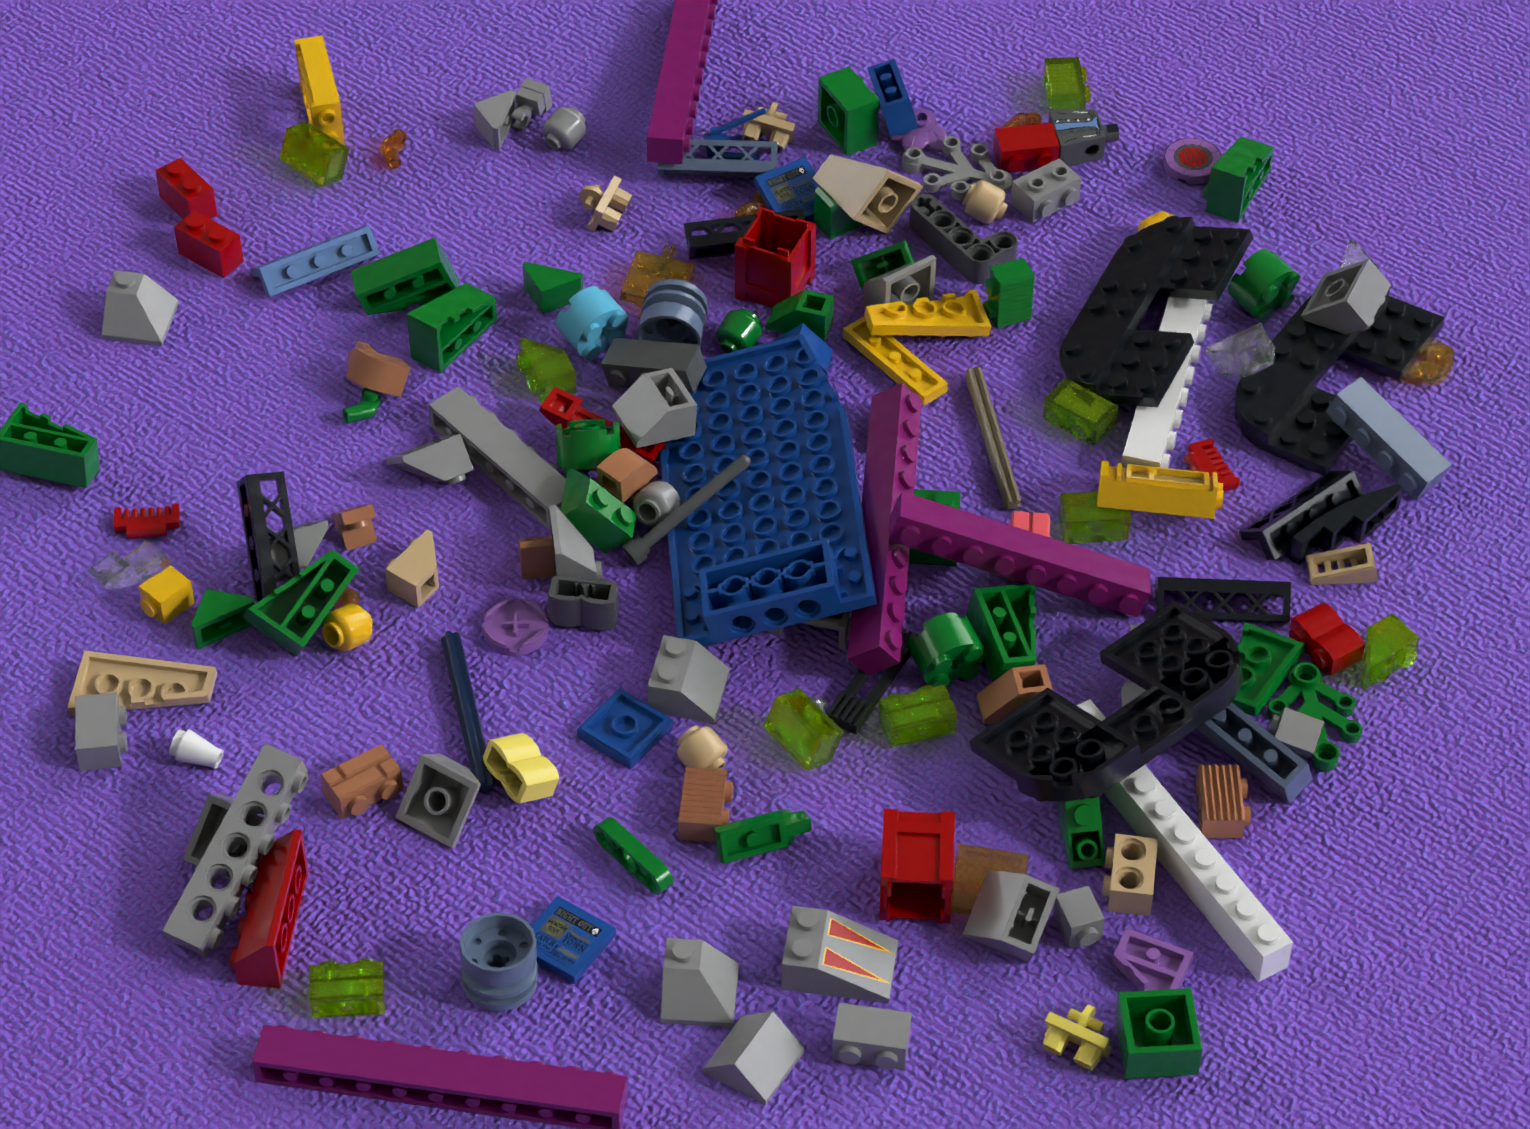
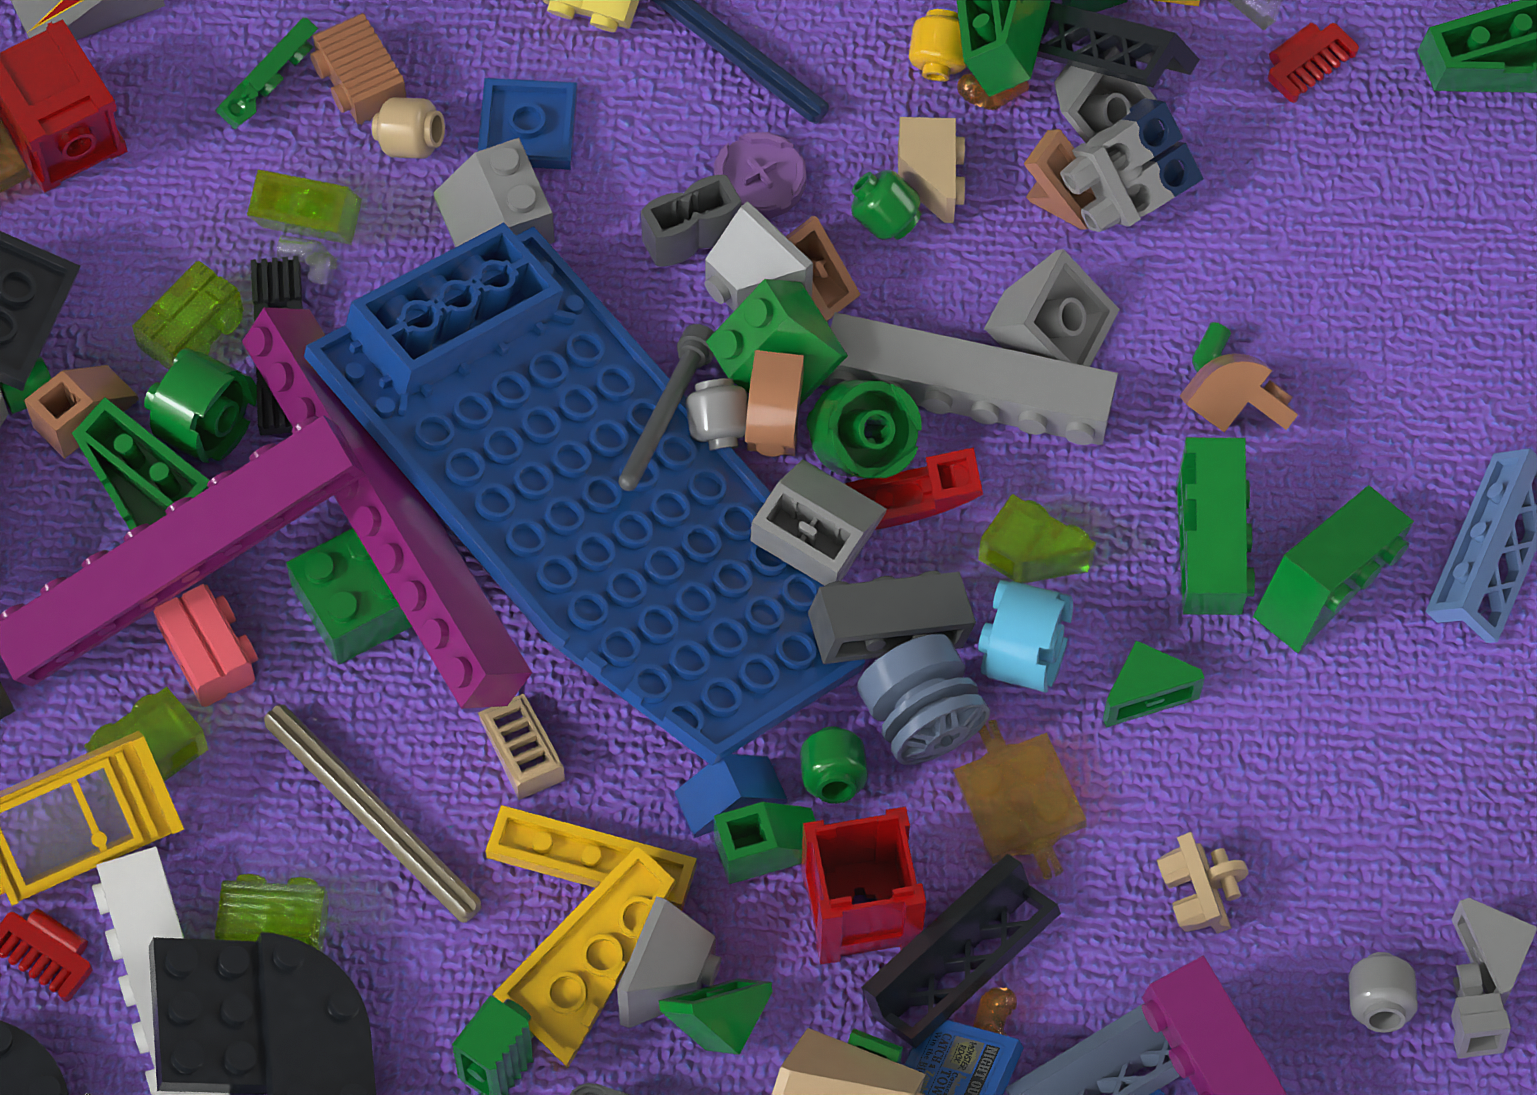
camera: 145 degrees right, 15 degrees up
(322, 491) = (1132, 167): none -> light grey hips
(465, 556) = (885, 204): none -> green head

